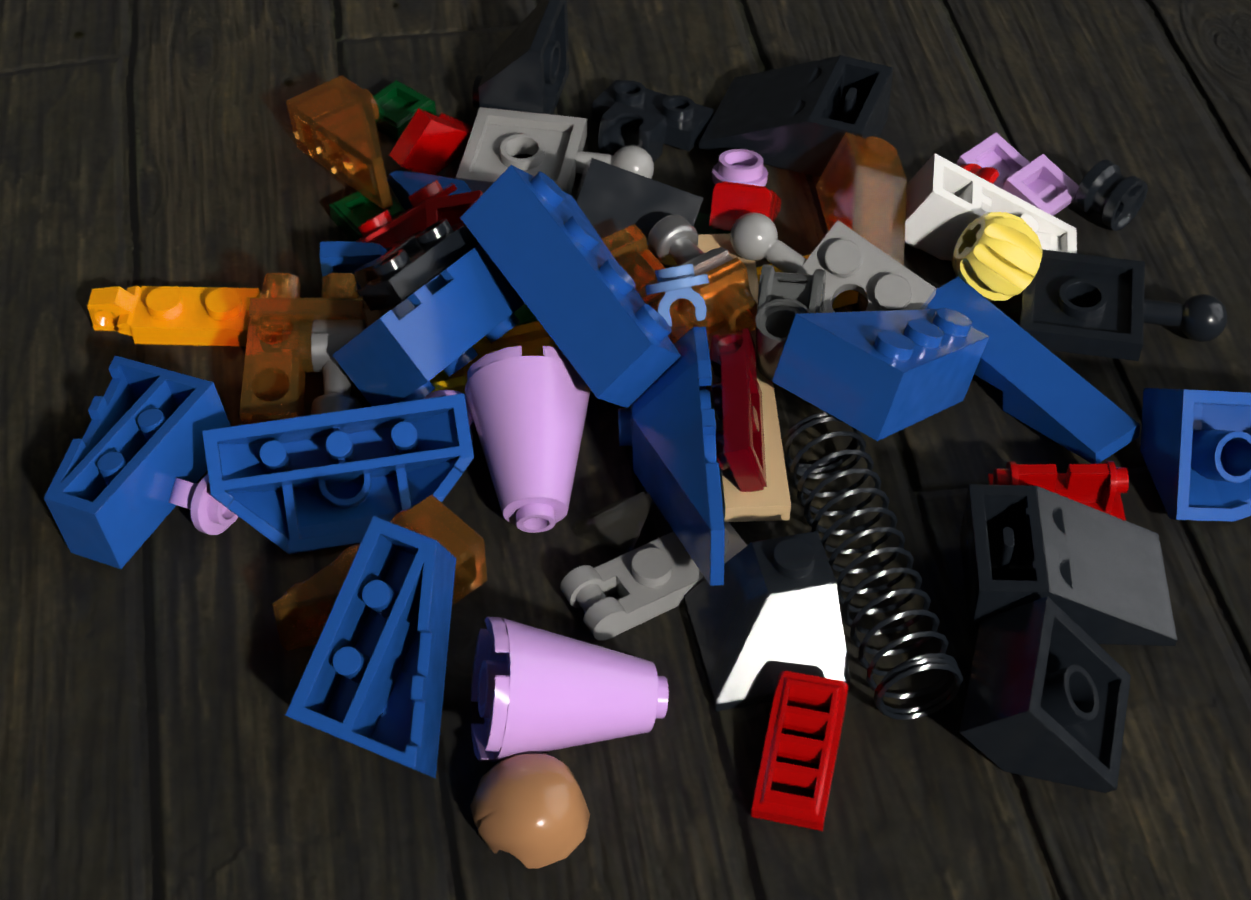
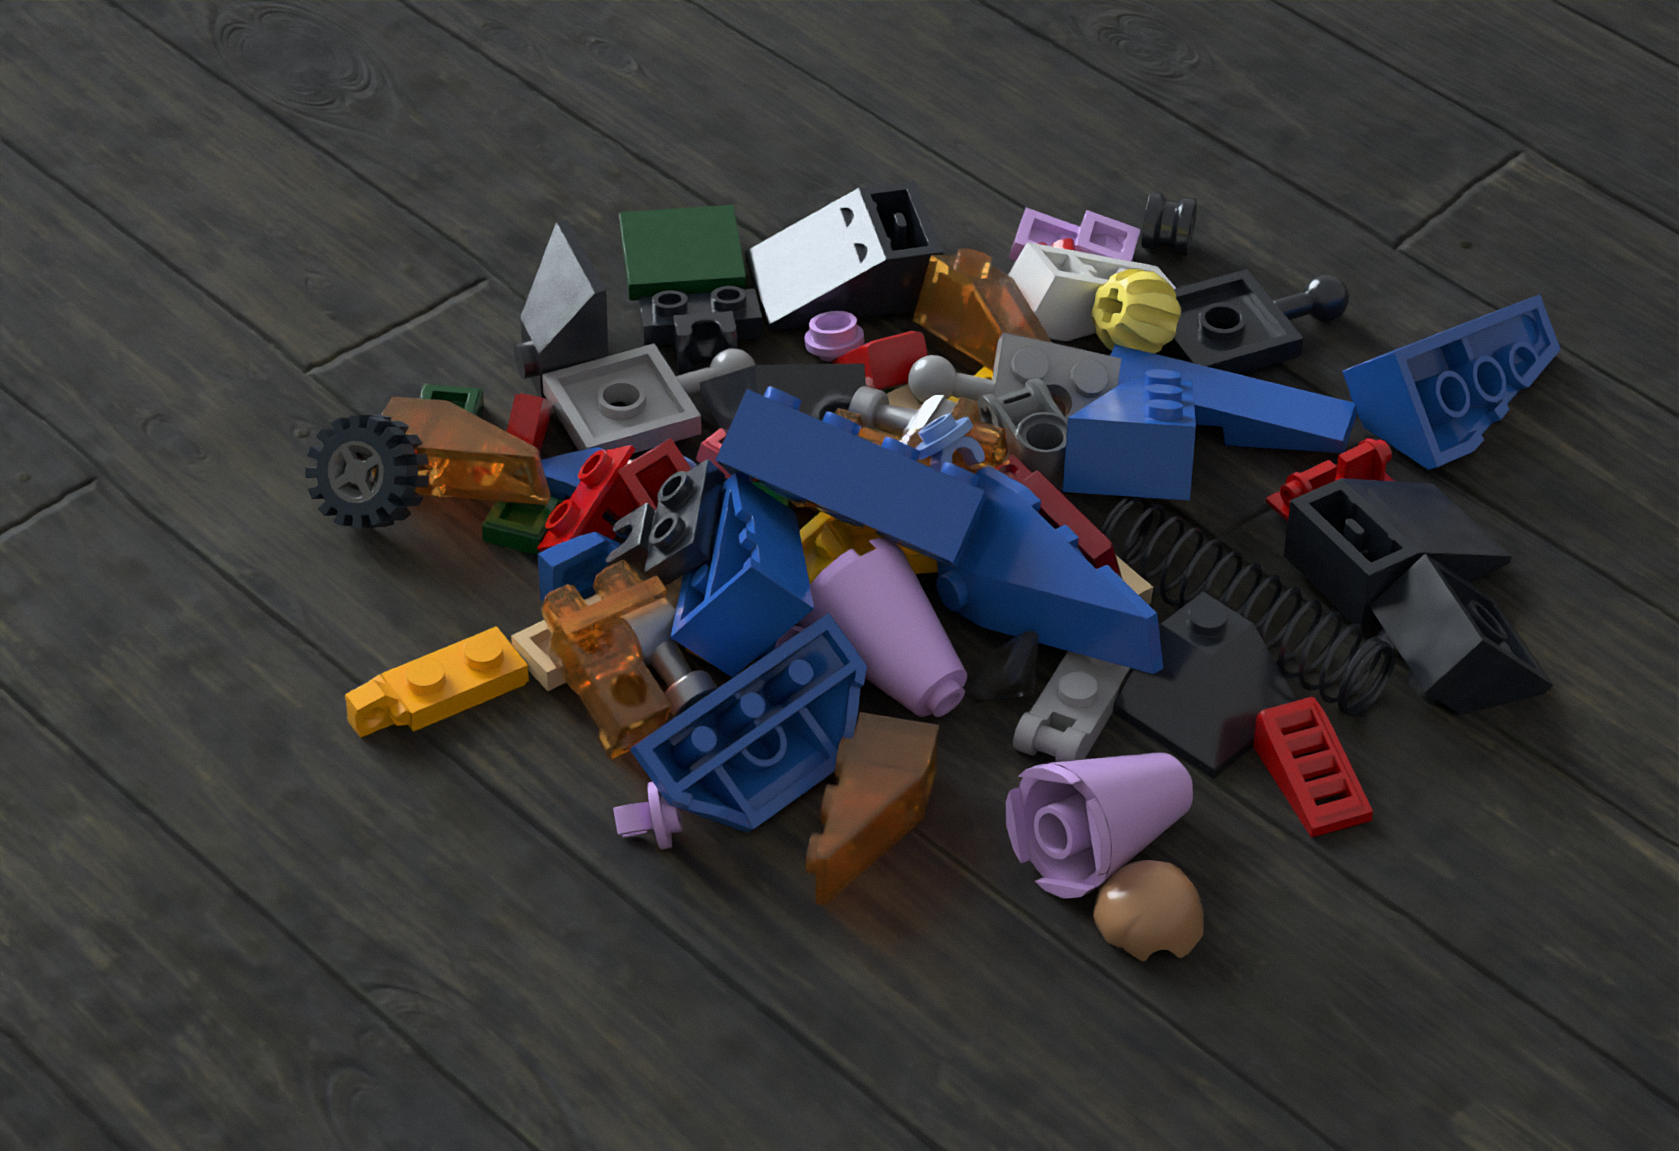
camera: 35 degrees left, 5 degrees down
(123, 470) = (557, 803): blue wedge -> none
(267, 123) = (346, 463): none -> black wheel
(385, 650) = (955, 846): blue wedge -> none
(683, 57) = (681, 250): none -> dark green tile

